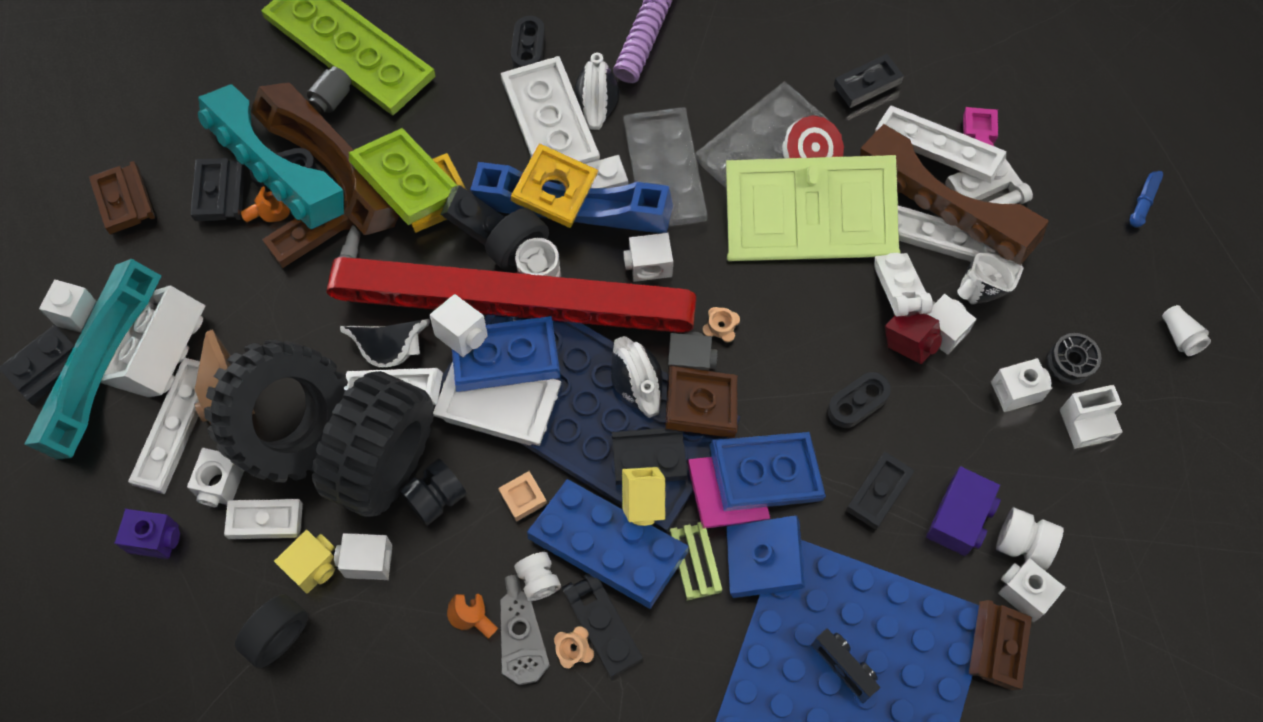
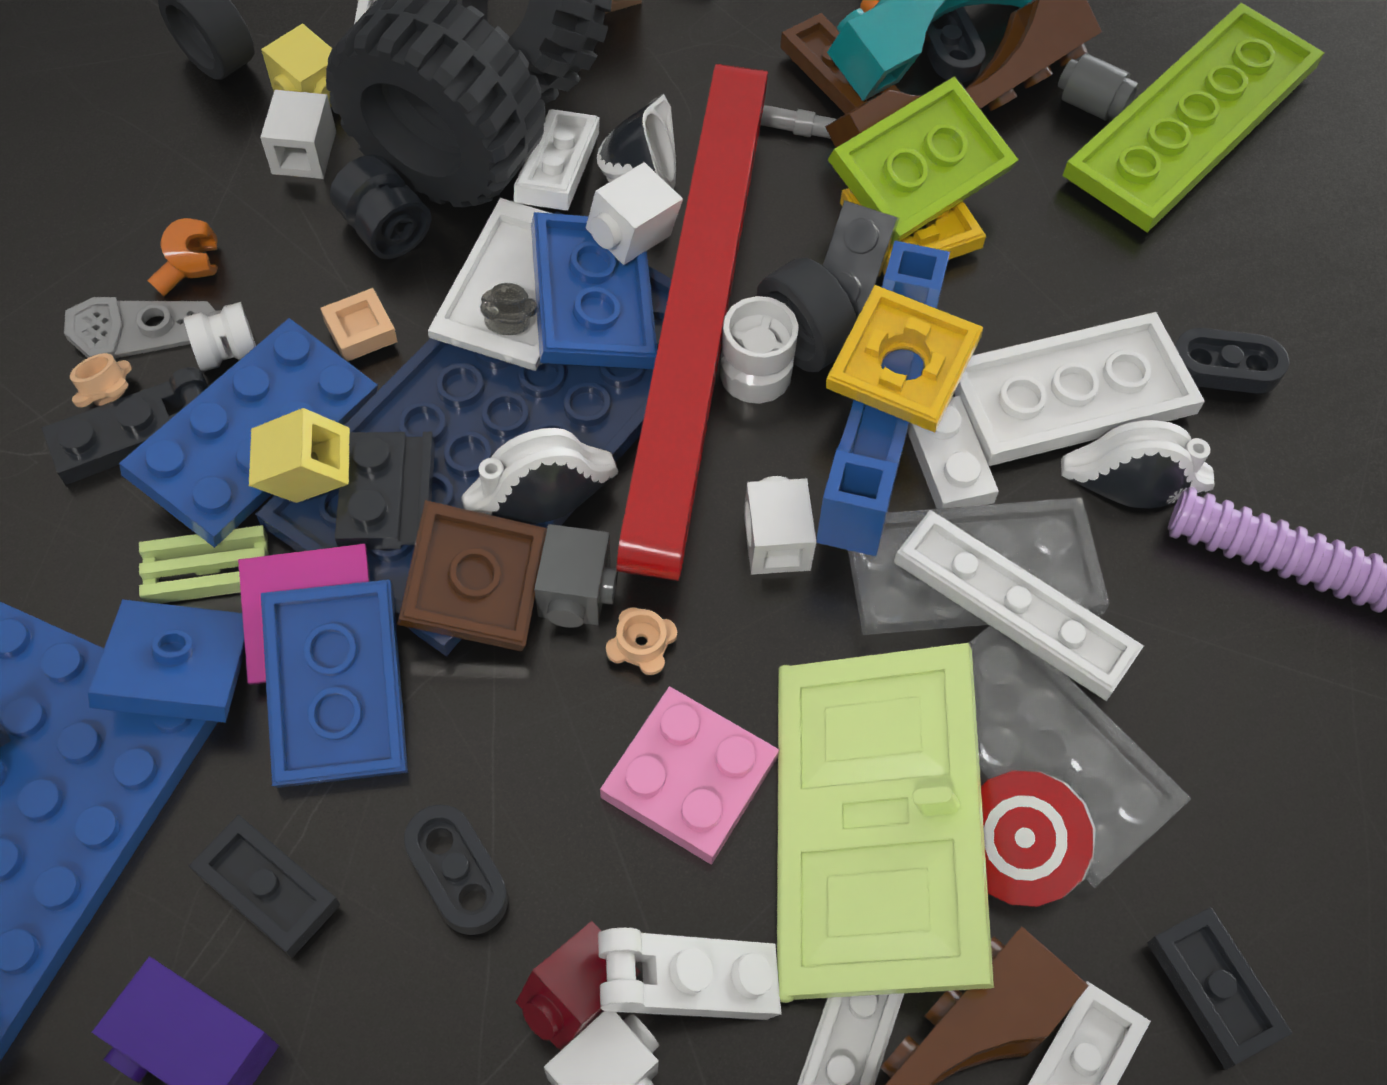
camera: 90 degrees right, 5 degrees down
(529, 402) = (507, 309): none -> clear smoke plate
(693, 142) = (1018, 604): none -> white tile
(792, 298) = (689, 774): none -> bright pink plate

